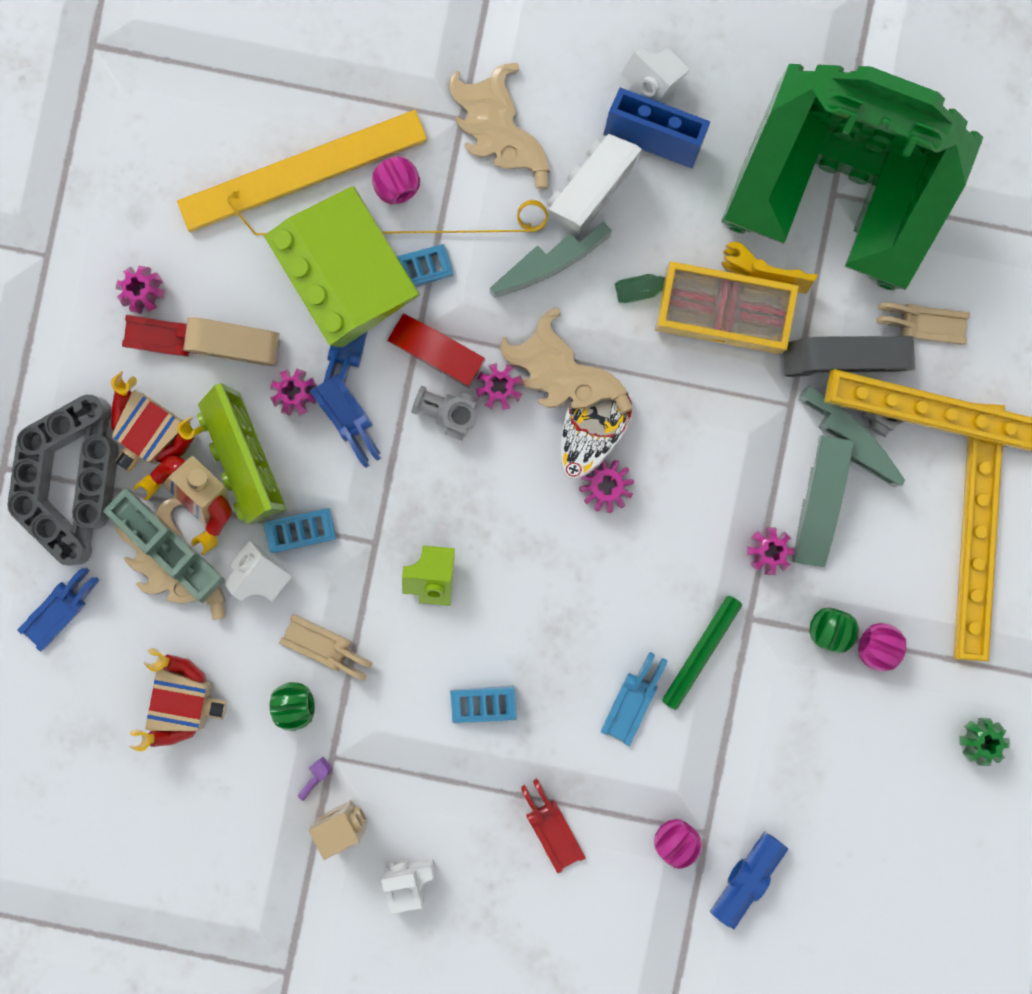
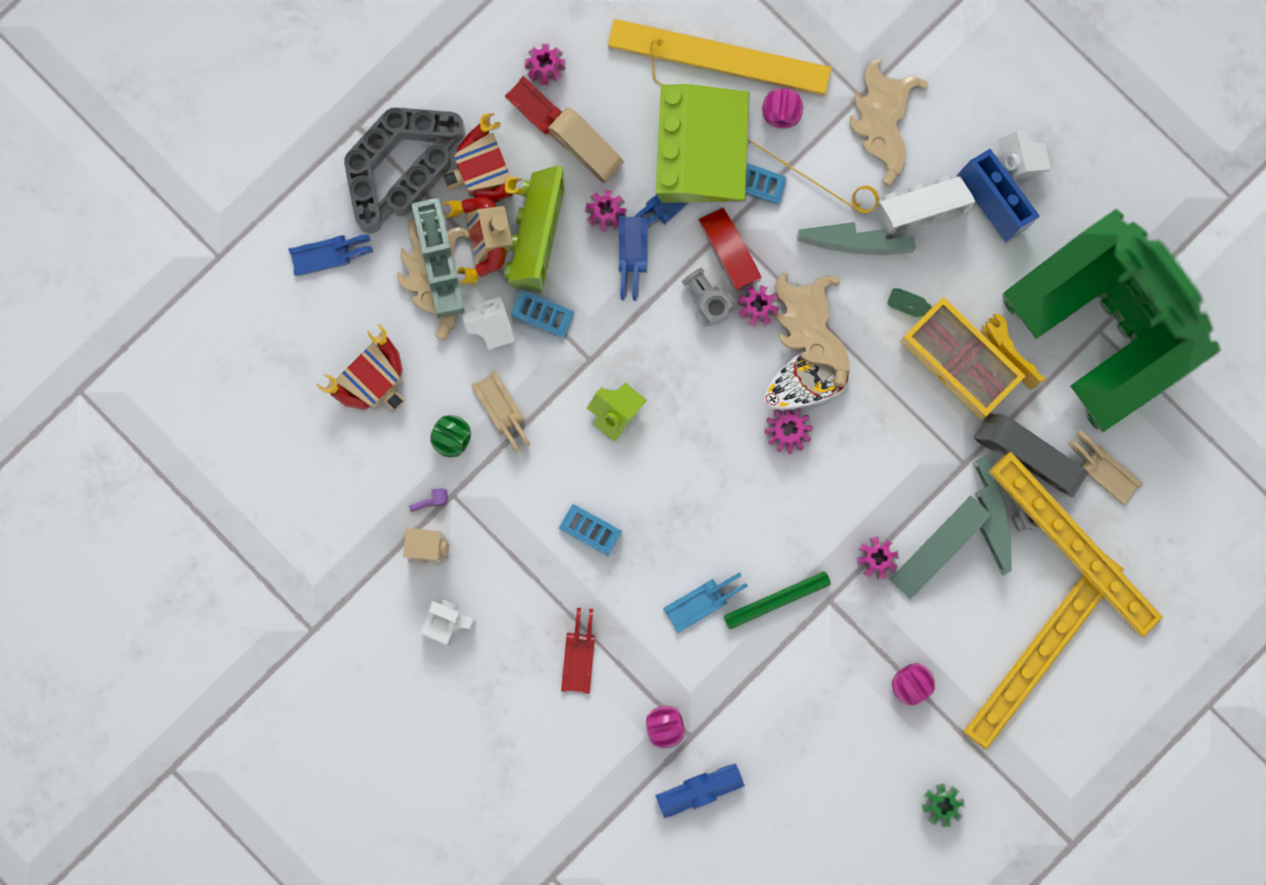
camera: 35 degrees right, 5 degrees down
(834, 630) = (886, 647): green piece -> none

